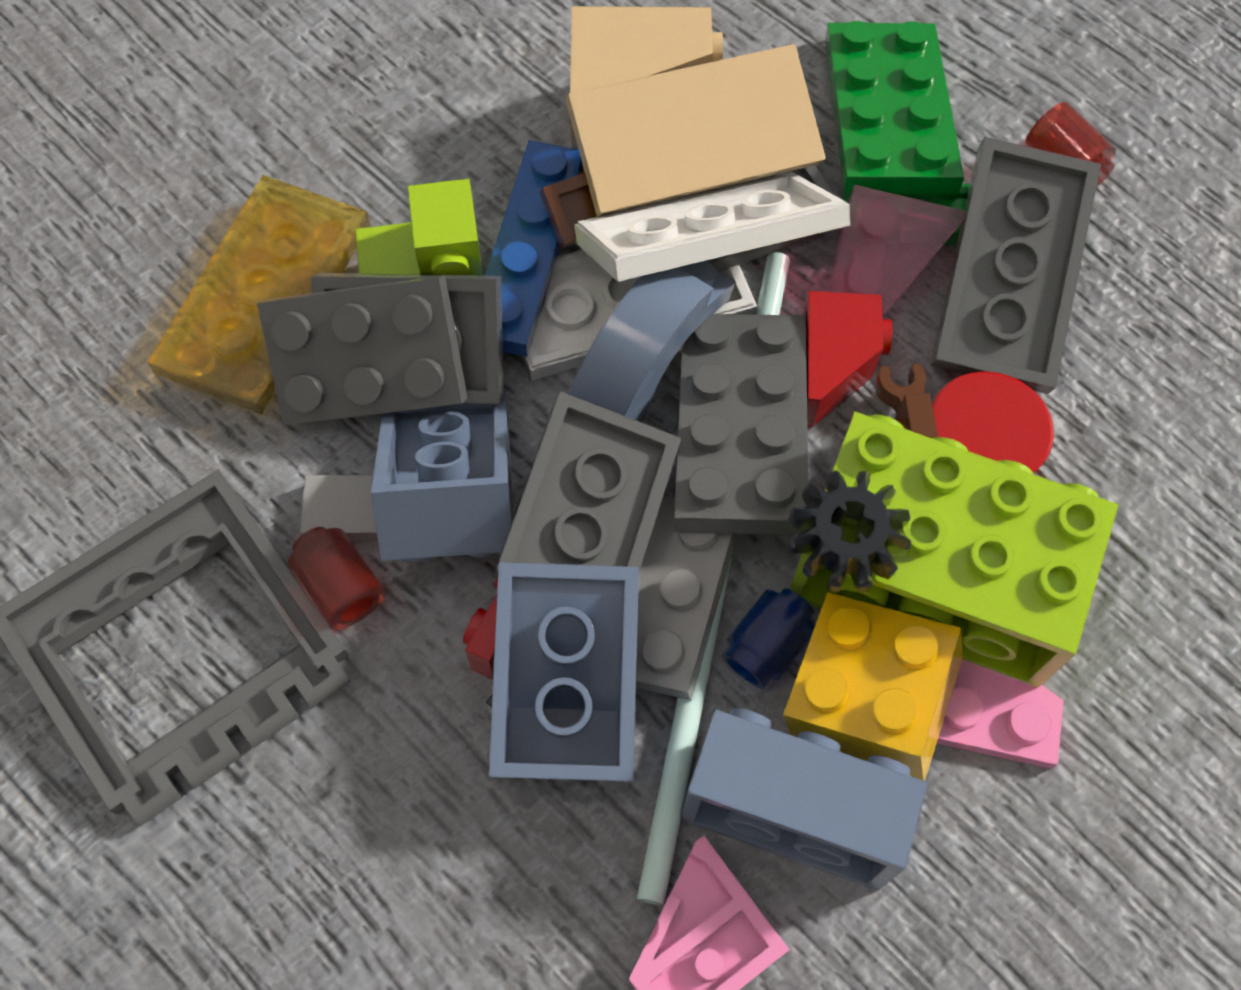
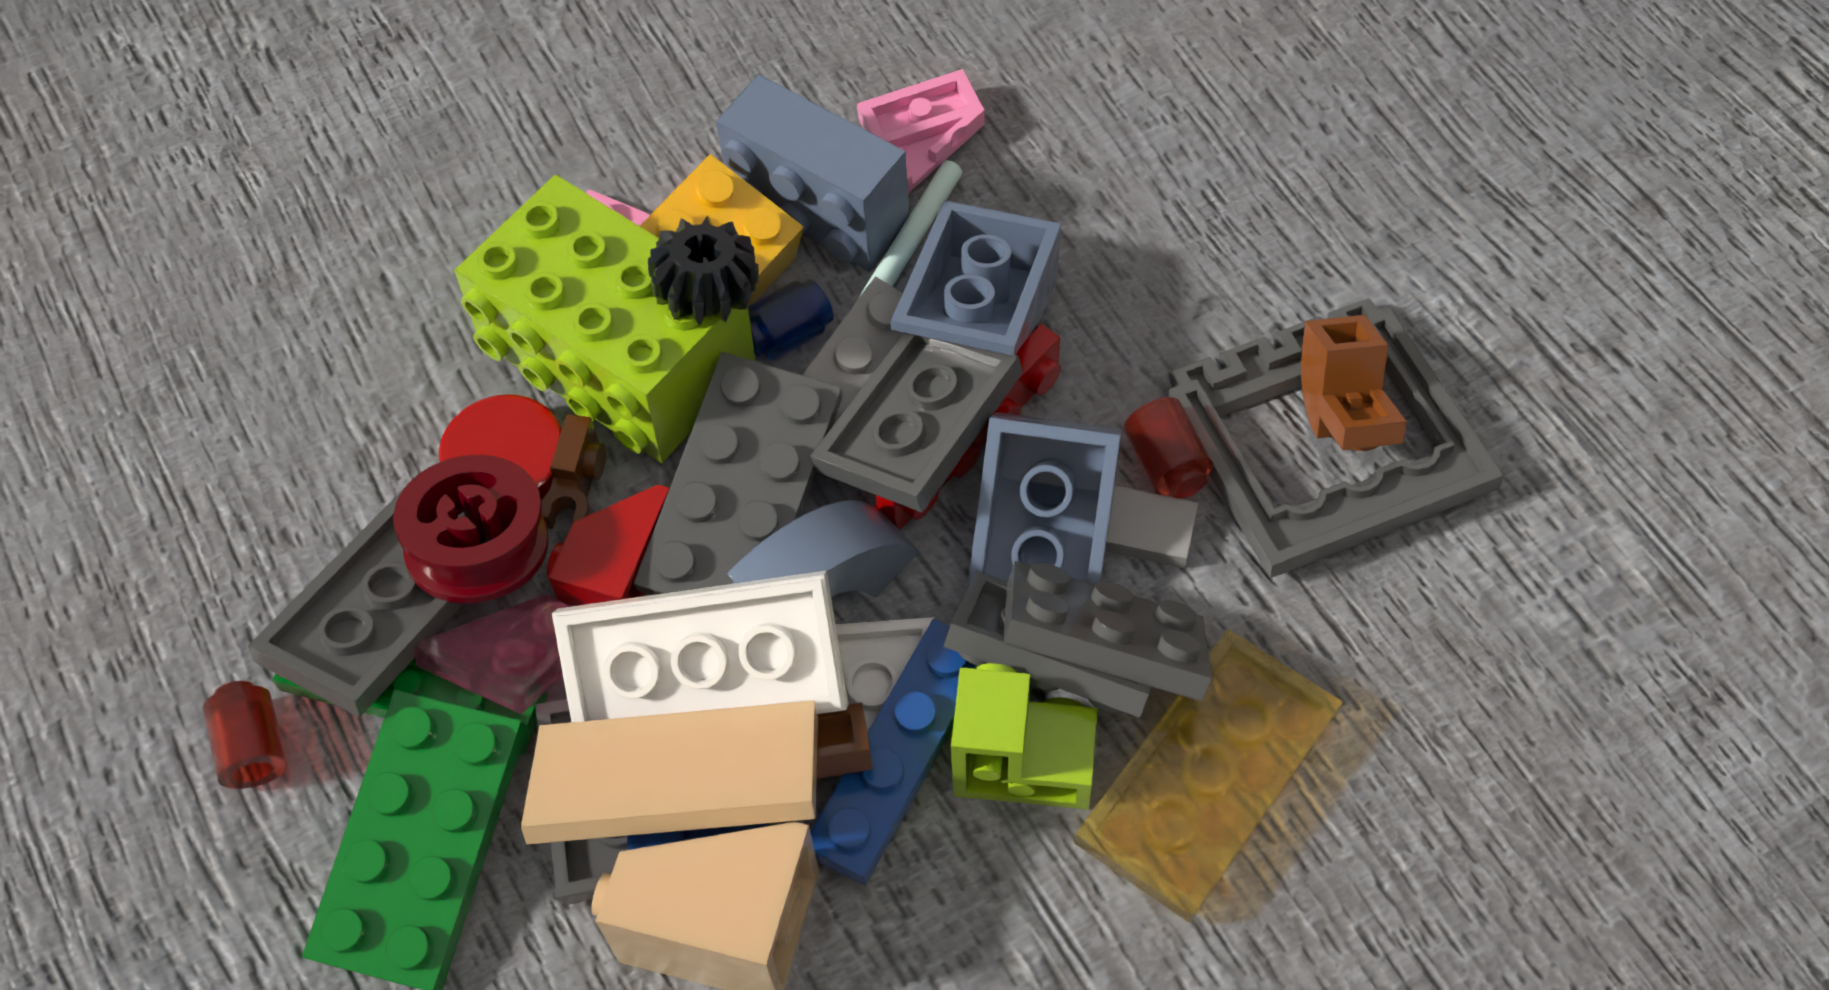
camera: 160 degrees left, 5 degrees down
(152, 671) = (1344, 384): none -> dark orange brick
(990, 278) = (446, 551): none -> dark red wheel

